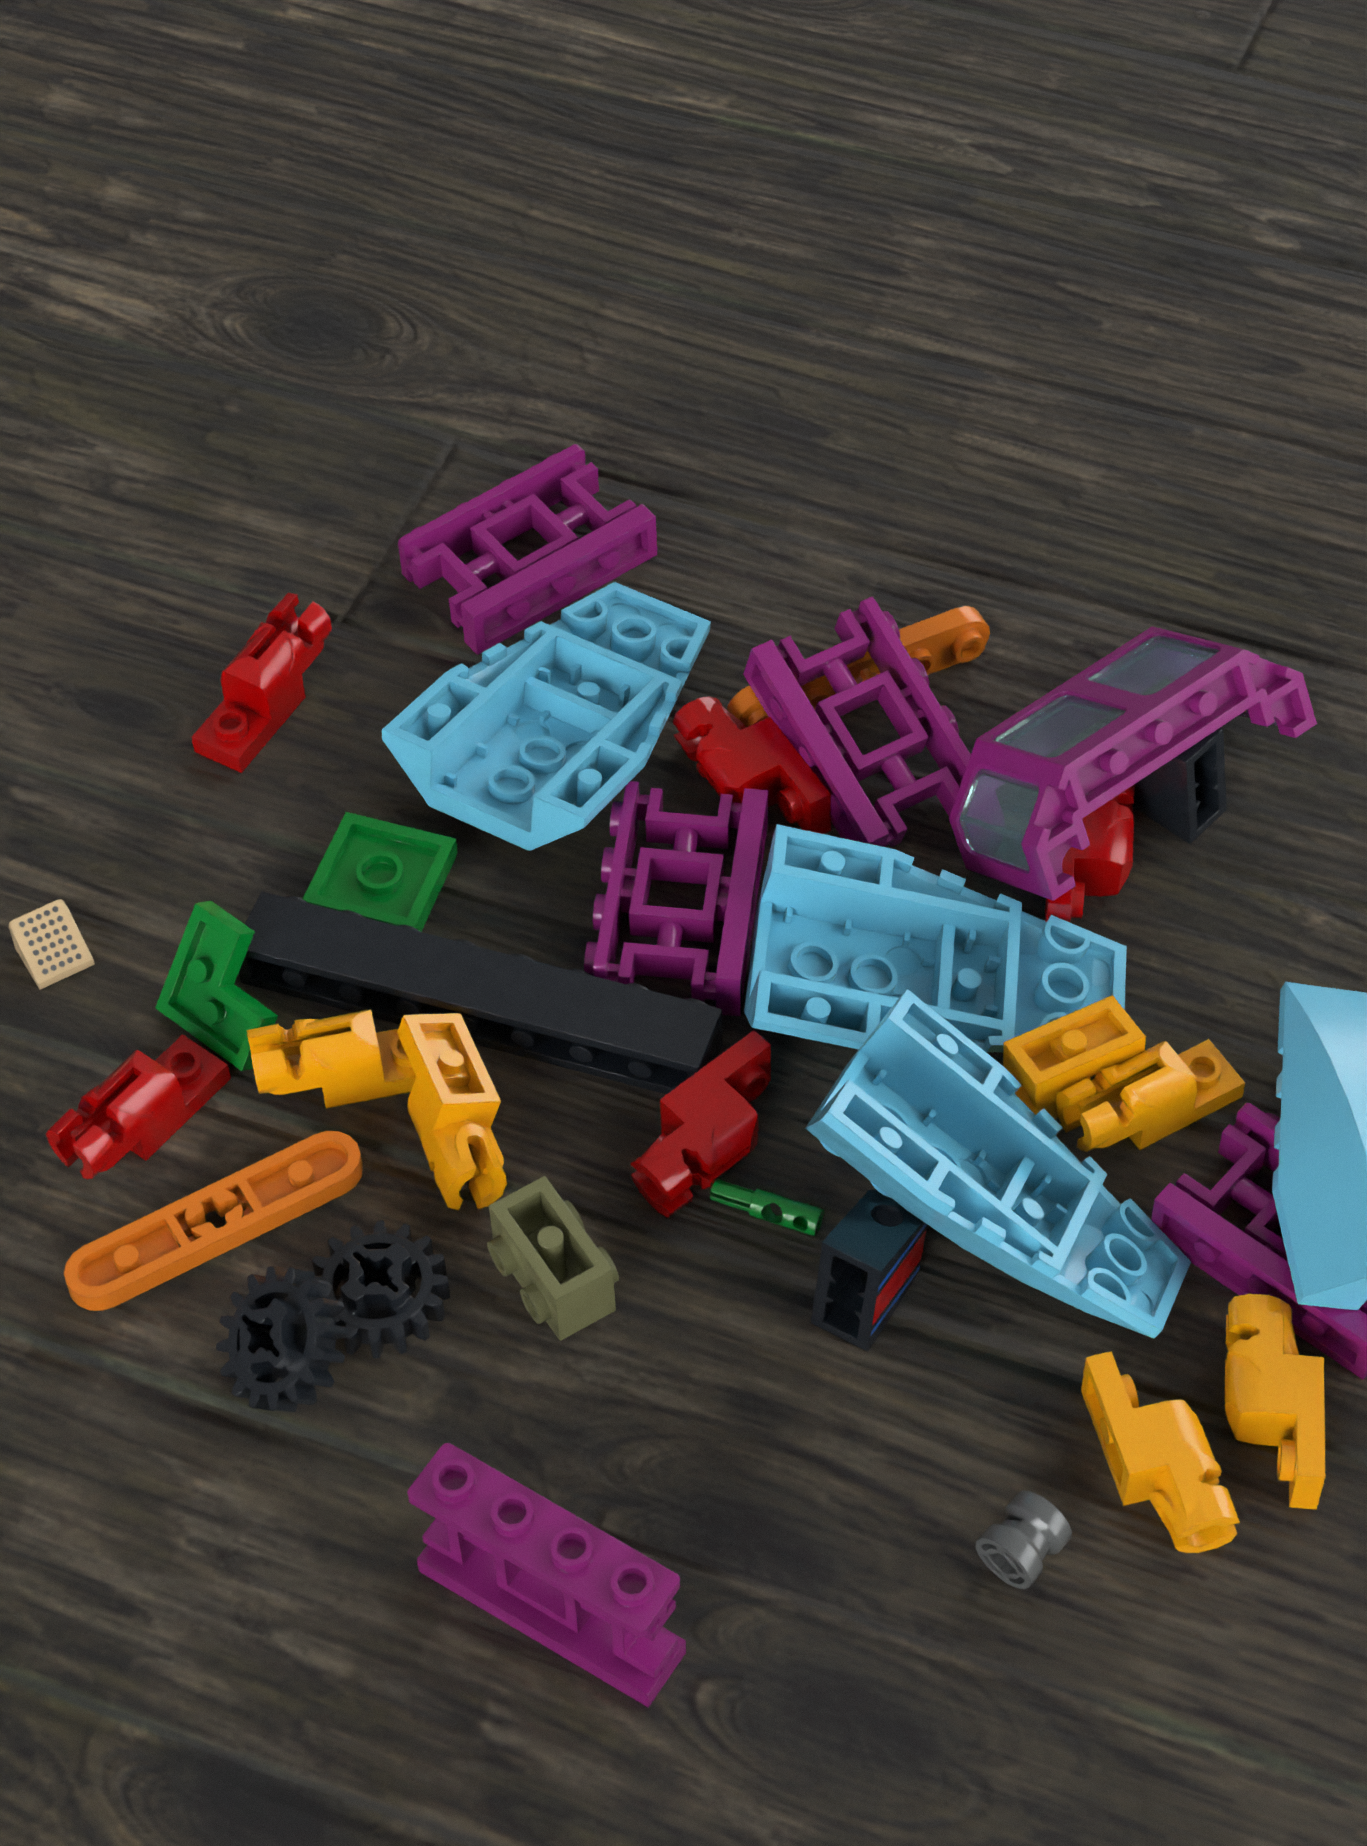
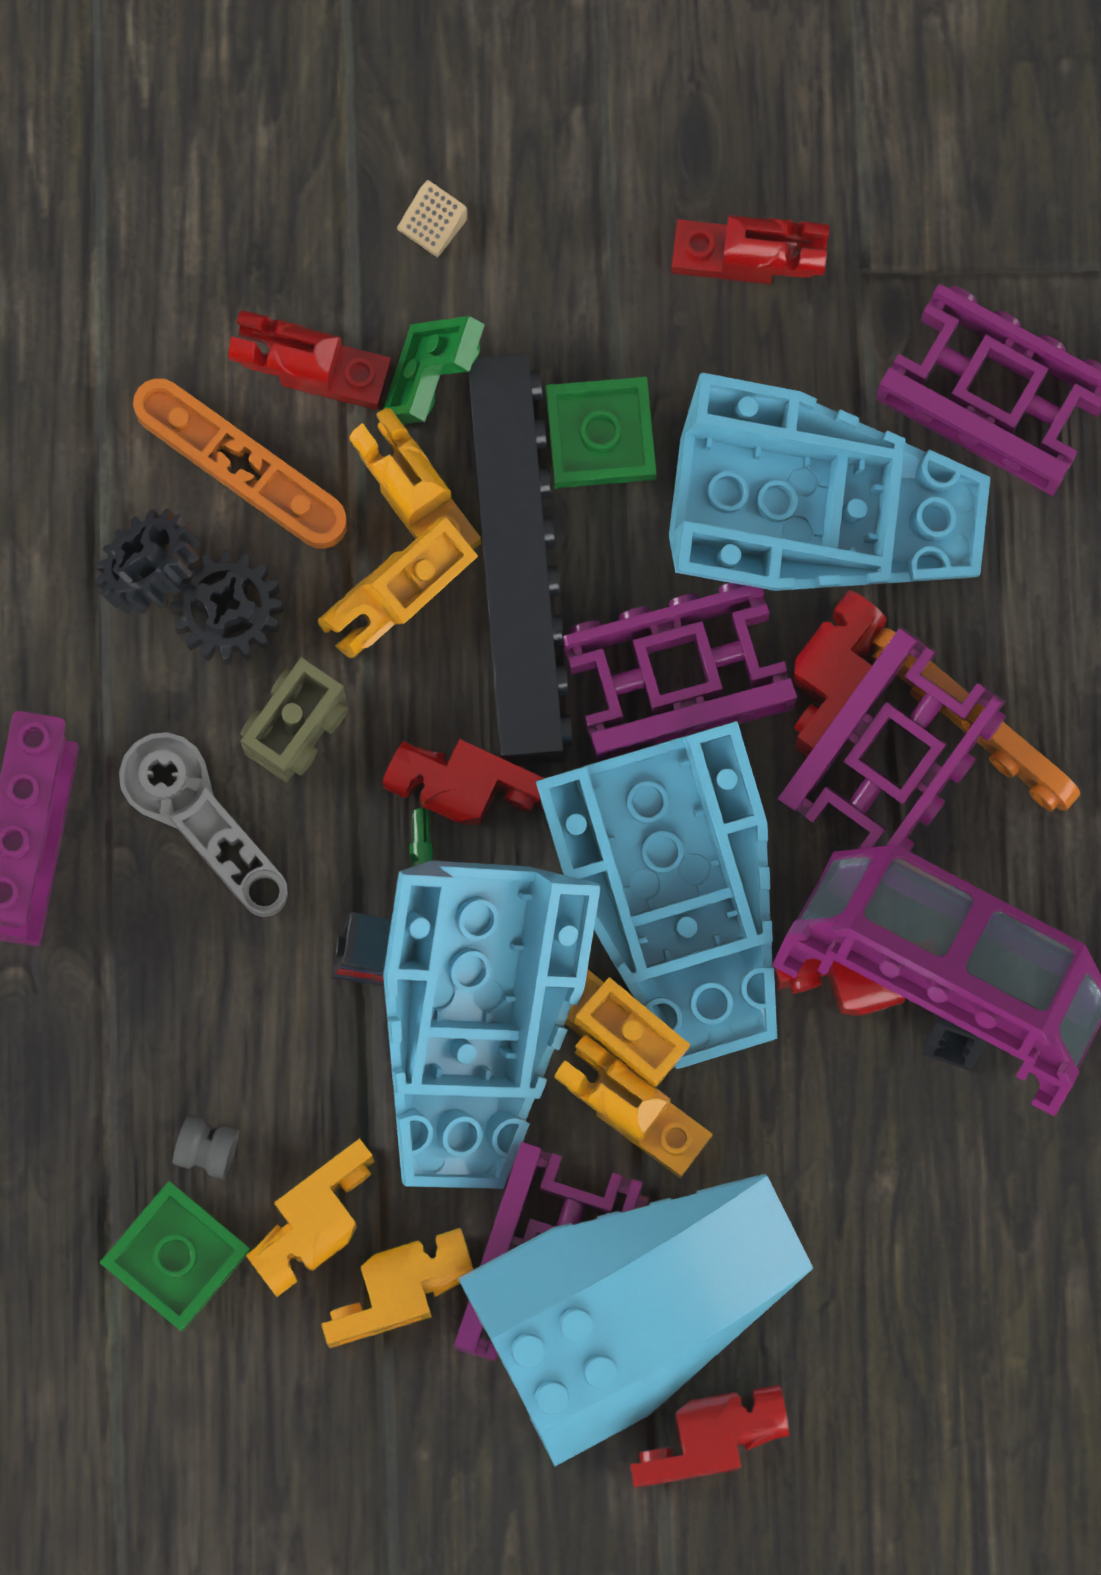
camera: 65 degrees right, 25 degrees up
(615, 1409) = (194, 812): none -> light grey beam
(1146, 1625) = (175, 1256): none -> green plate

